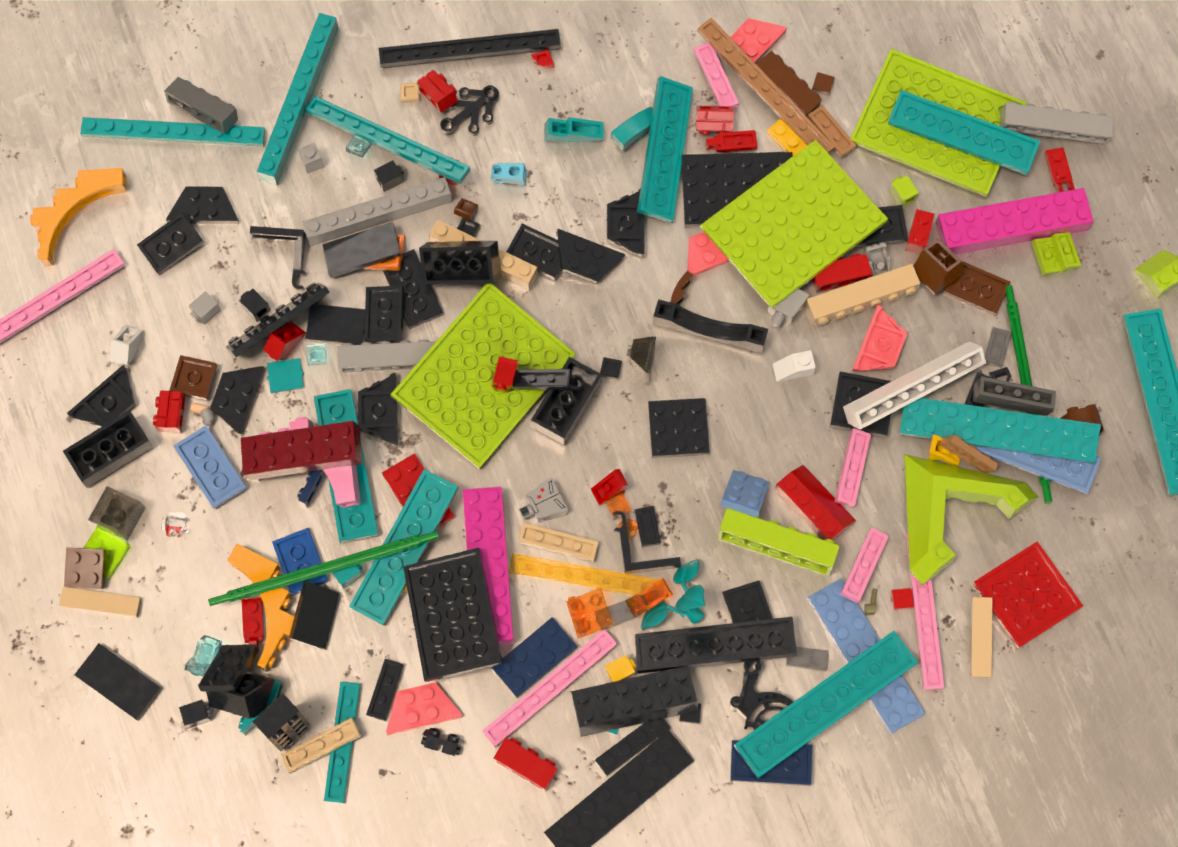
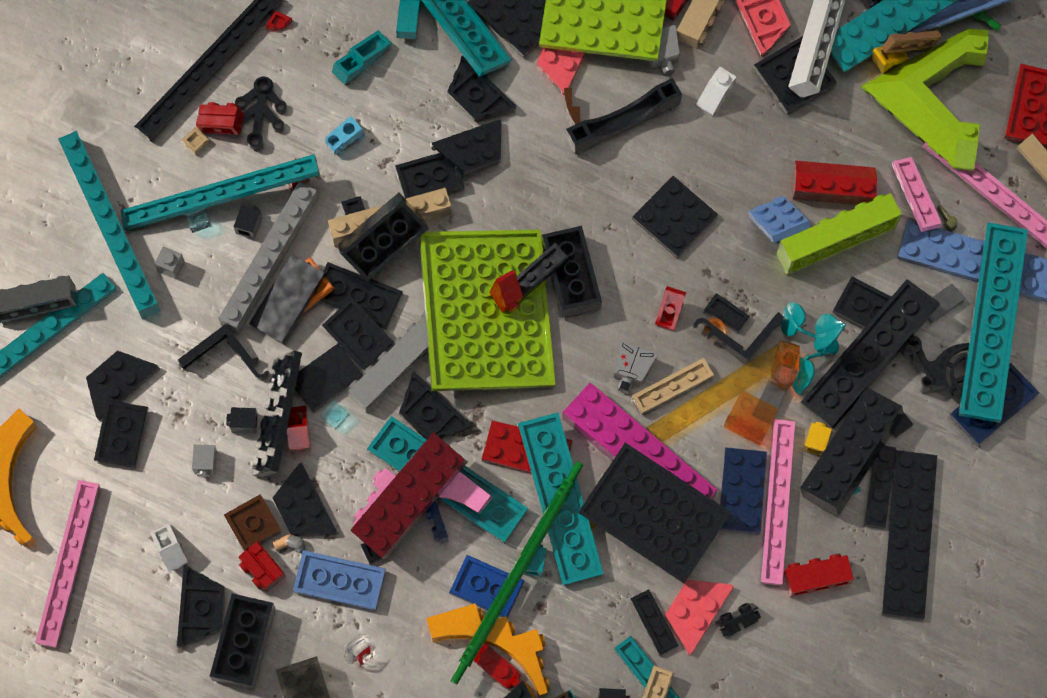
camera: 45 degrees left, 0 degrees up
(285, 375) = (324, 454): teal piece -> none
(314, 615) = (544, 616): black tile -> none
(465, 209) = (337, 193): reddish brown tile -> none
(610, 368) = (577, 217): black tile -> none
(618, 504) = (688, 317): clear orange tile -> none
(642, 356) = (597, 185): clear smoke slope -> none
(852, 467) = (835, 129): bright pink plate -> none
(902, 599) = (966, 195): red tile -> none

